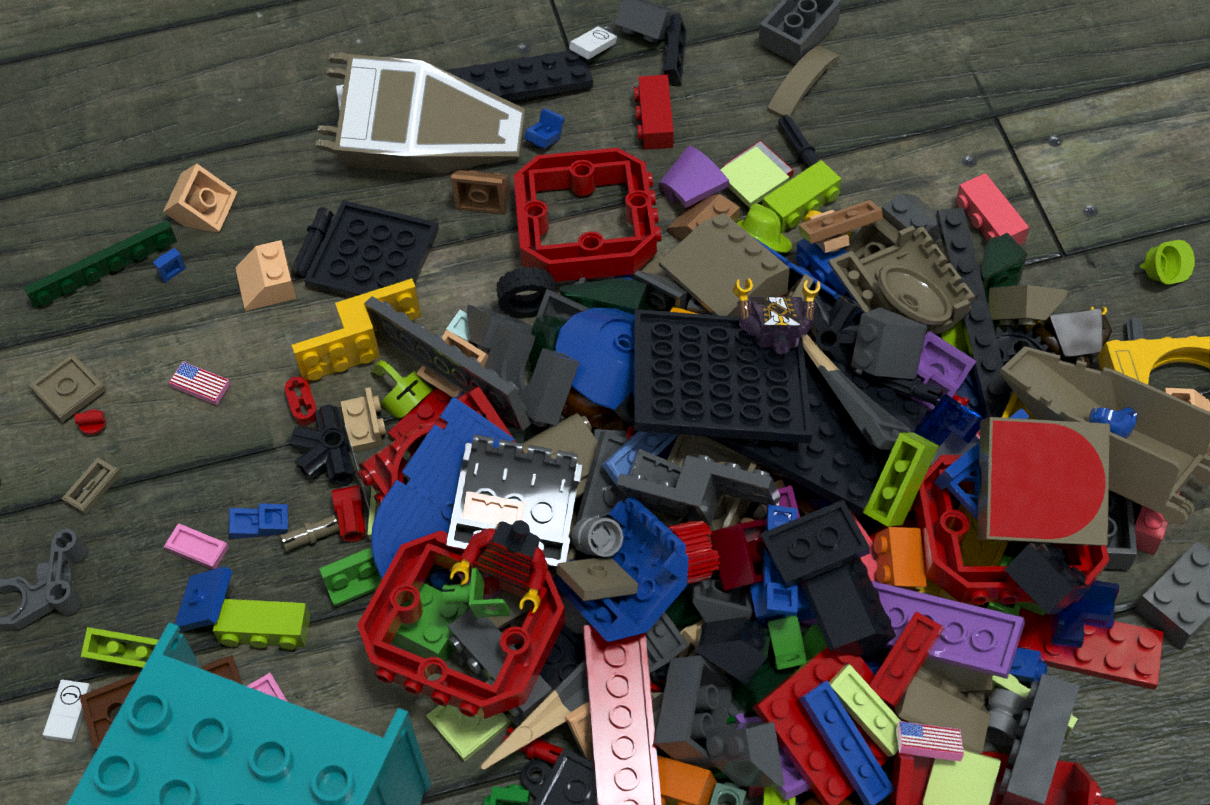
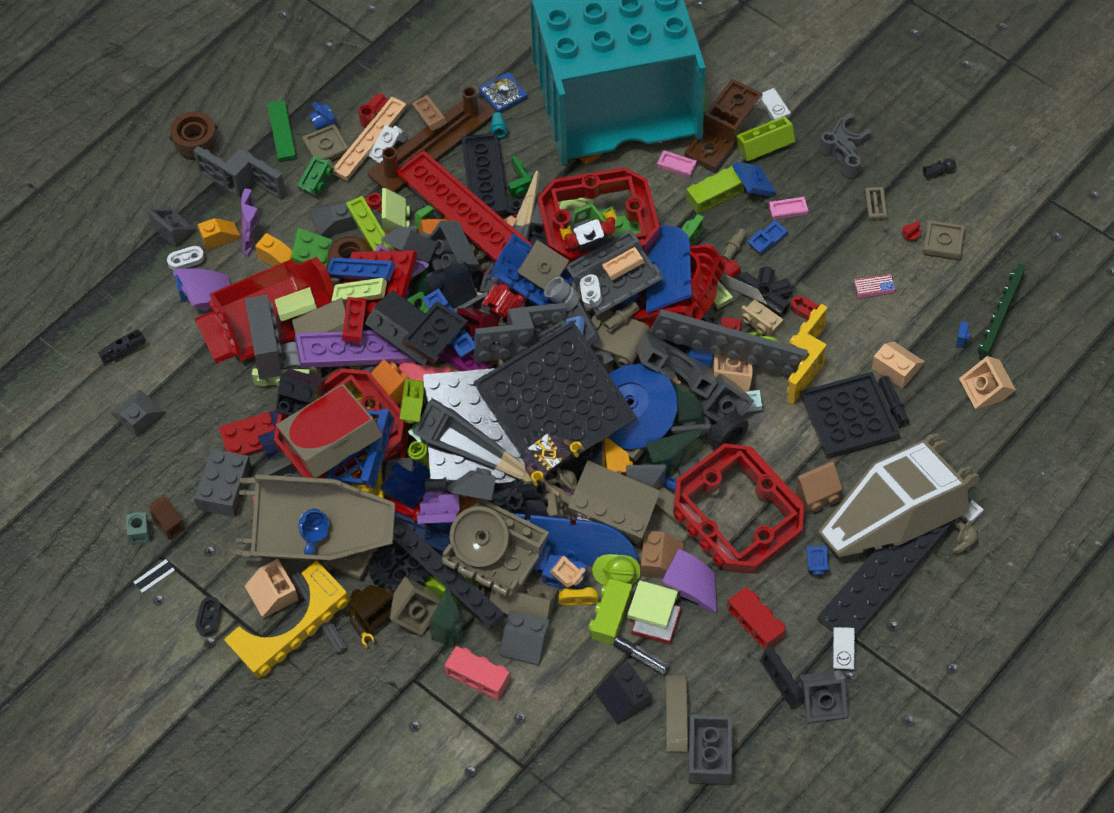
camera: 145 degrees right, 0 degrees up
(559, 511) = (590, 290): none -> white plate
(840, 222) = (562, 574): medium nougat plate -> none
(846, 116) = (624, 694): none -> black slope
(929, 741) = (319, 295): tile -> none
(1169, 262) = (340, 700): lime piece -> none

